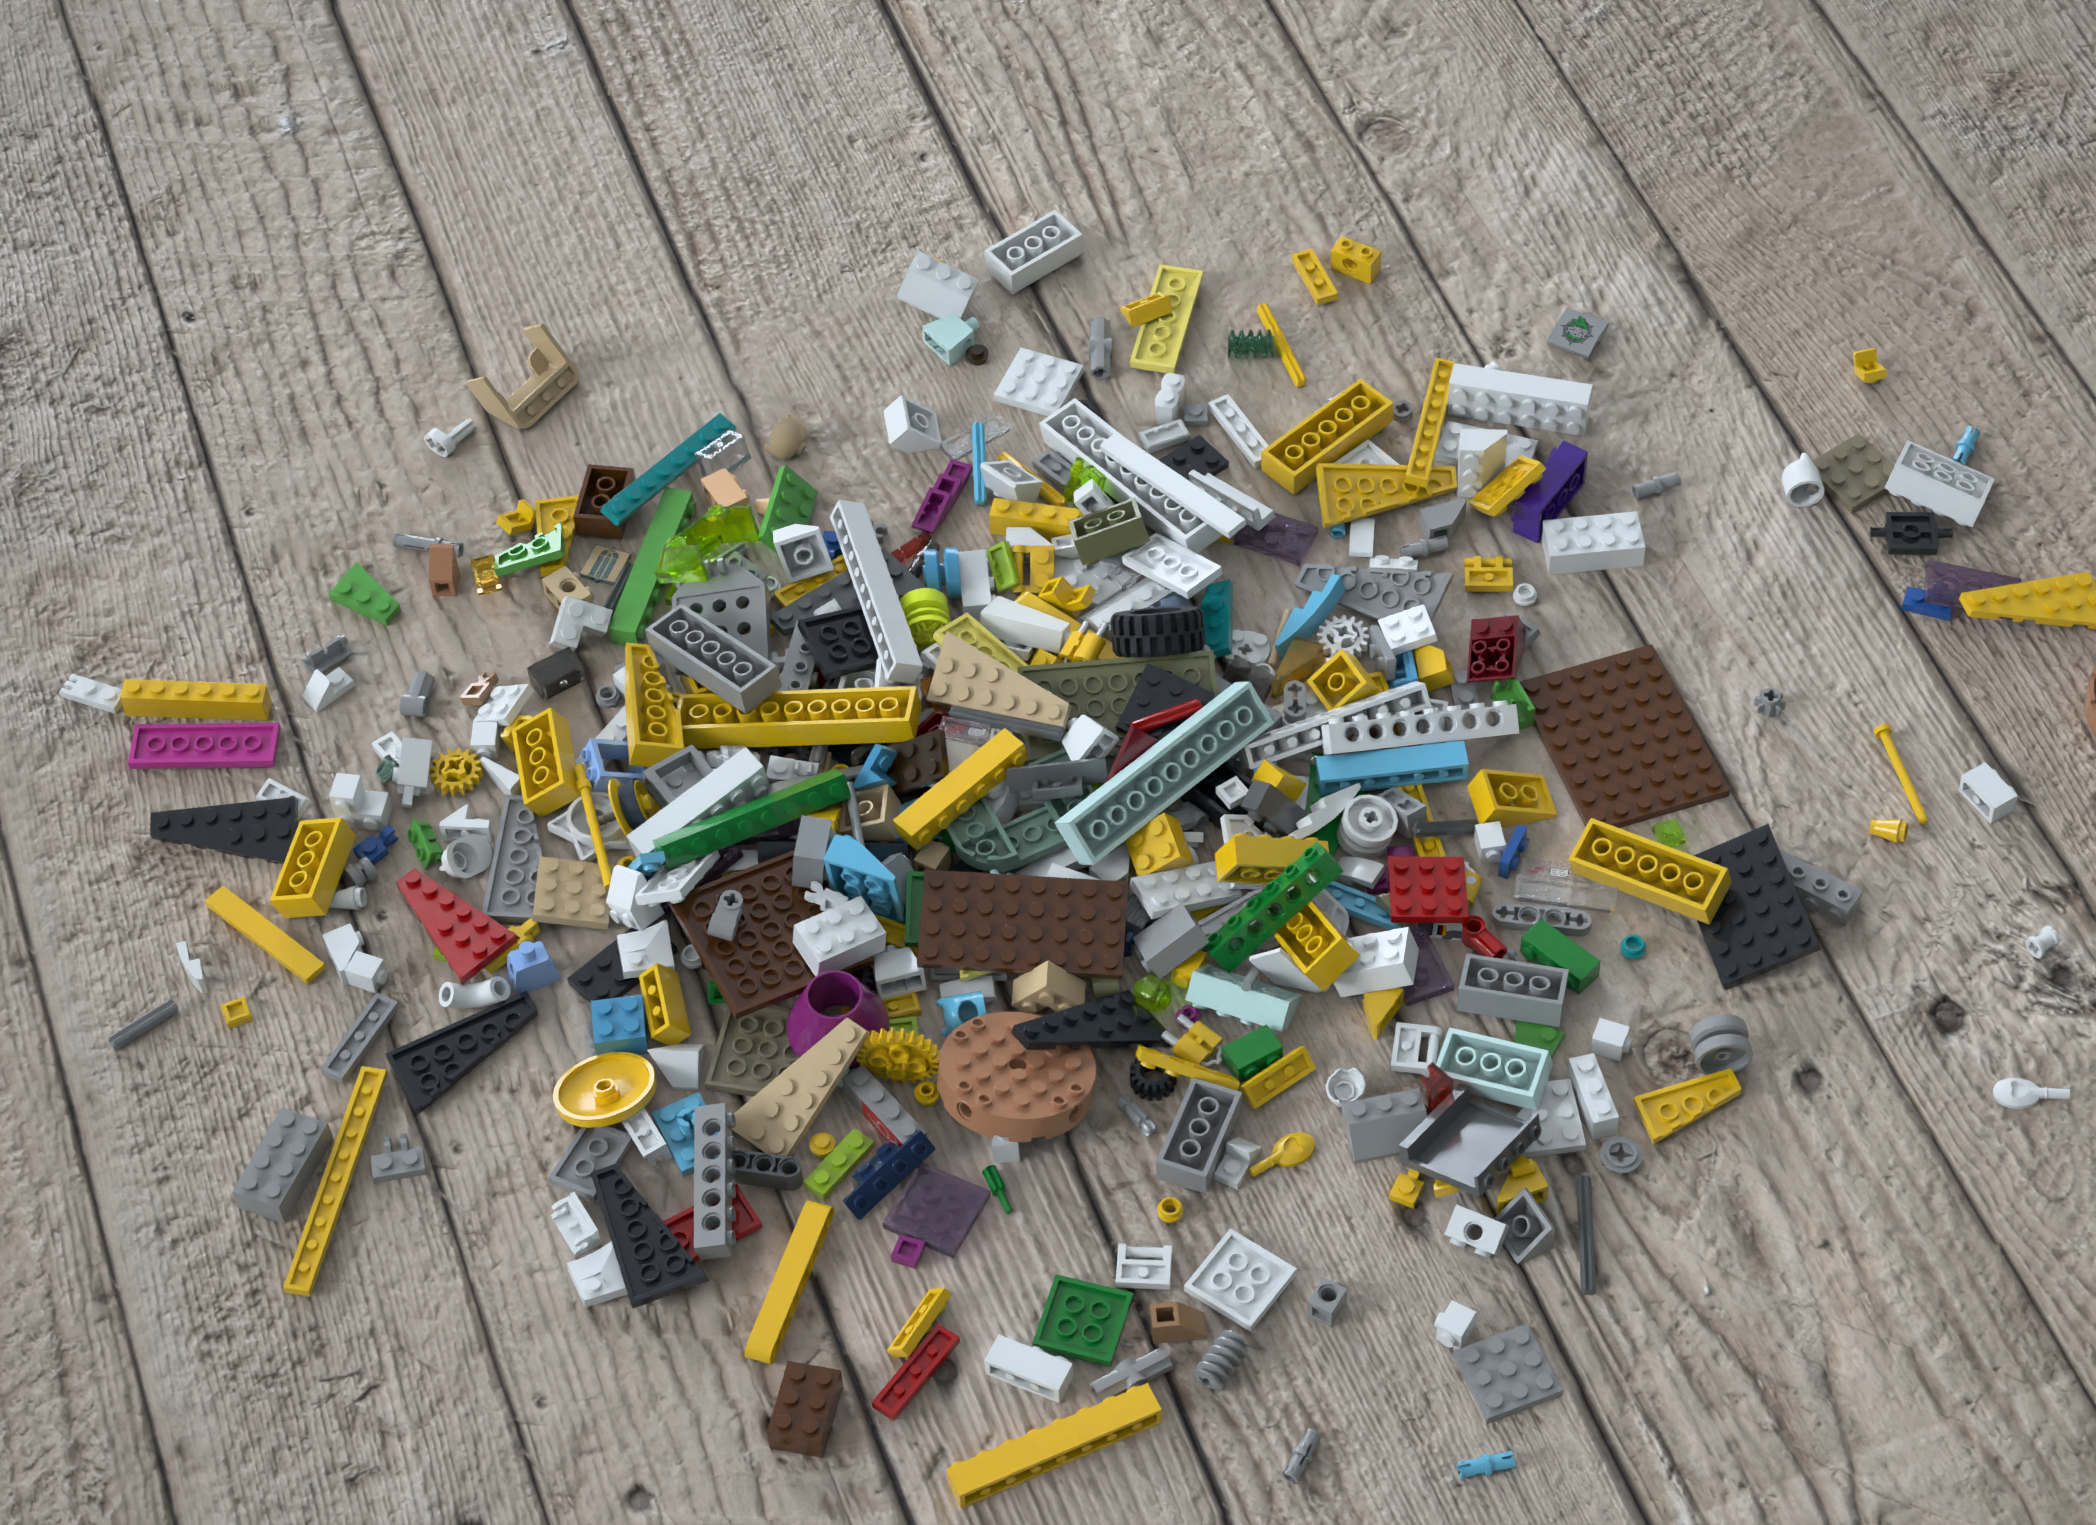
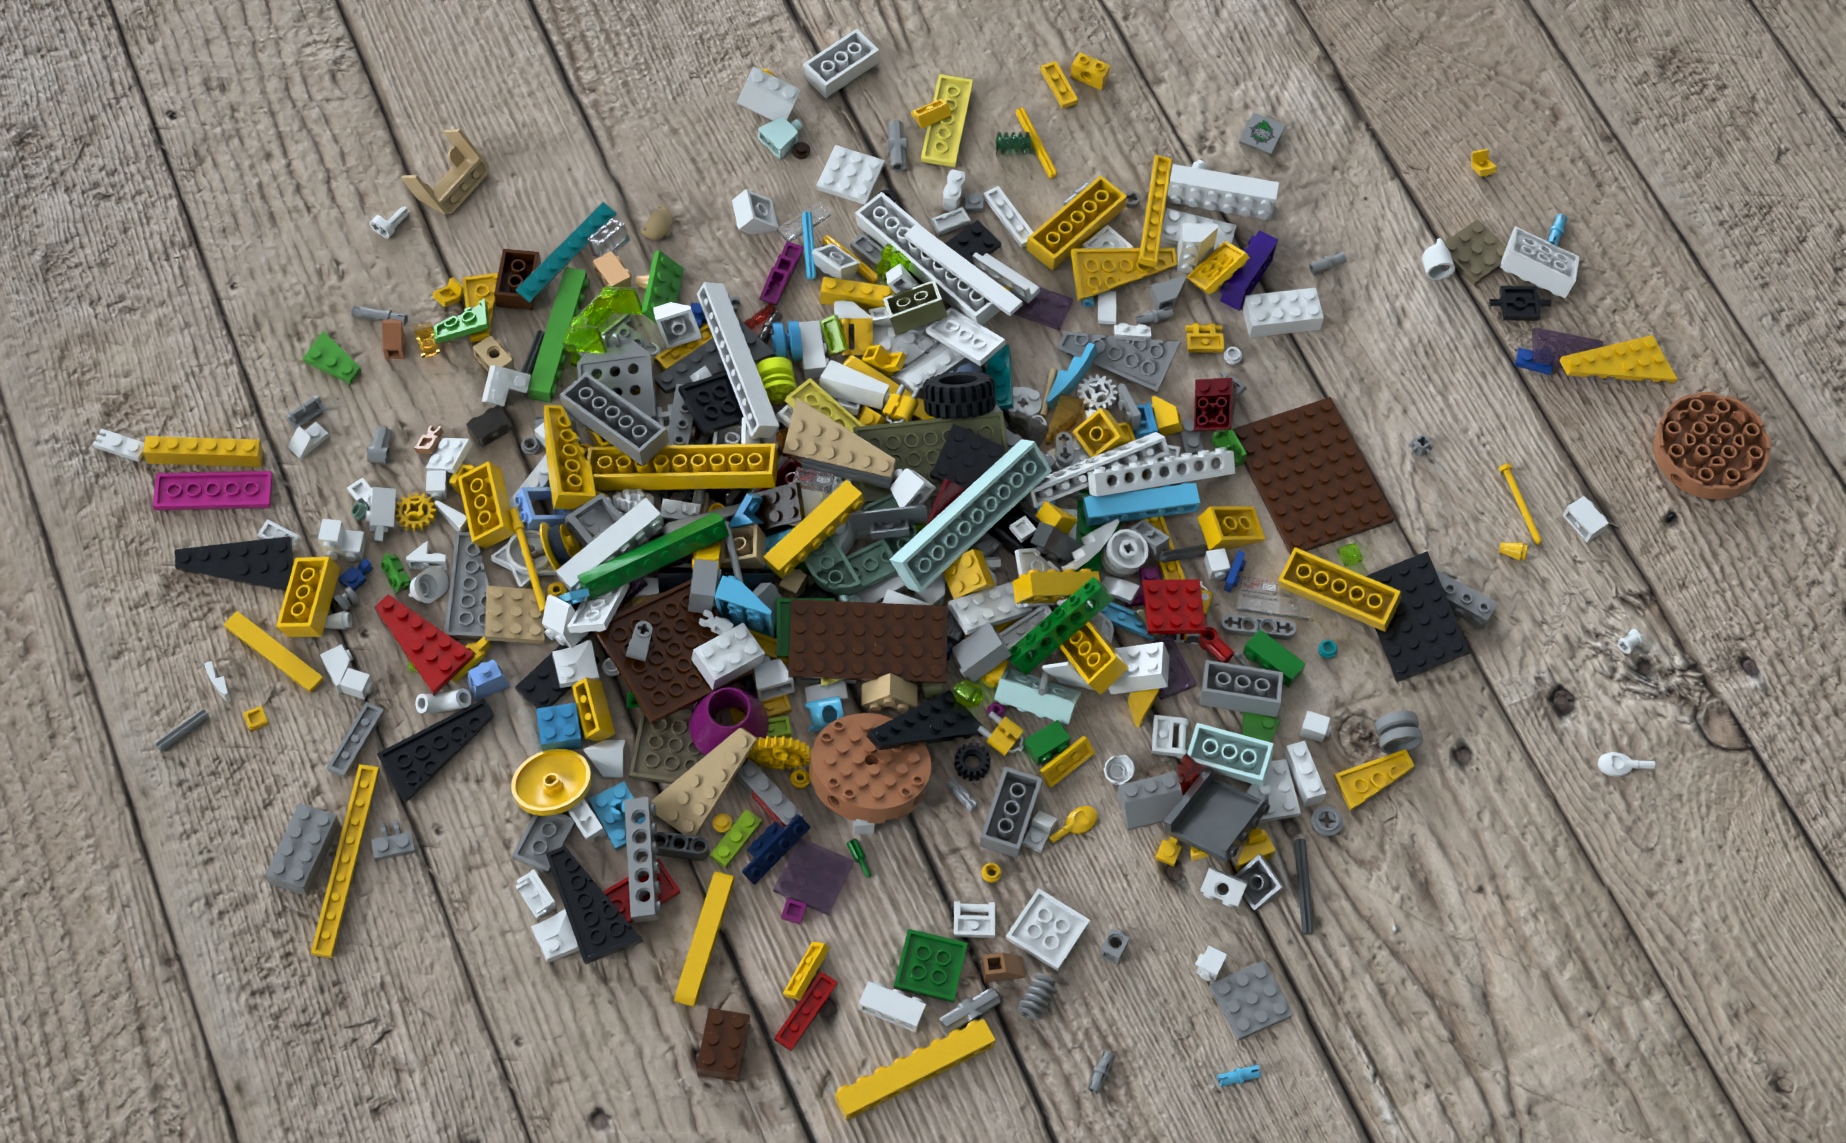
camera: 10 degrees left, 10 degrees up
(604, 564) = (520, 331): piece -> none
(1168, 716) = (970, 467): red axle -> none
(1176, 1066) = (999, 758): yellow plate -> none
(1408, 630) = (1147, 388): white plate -> none

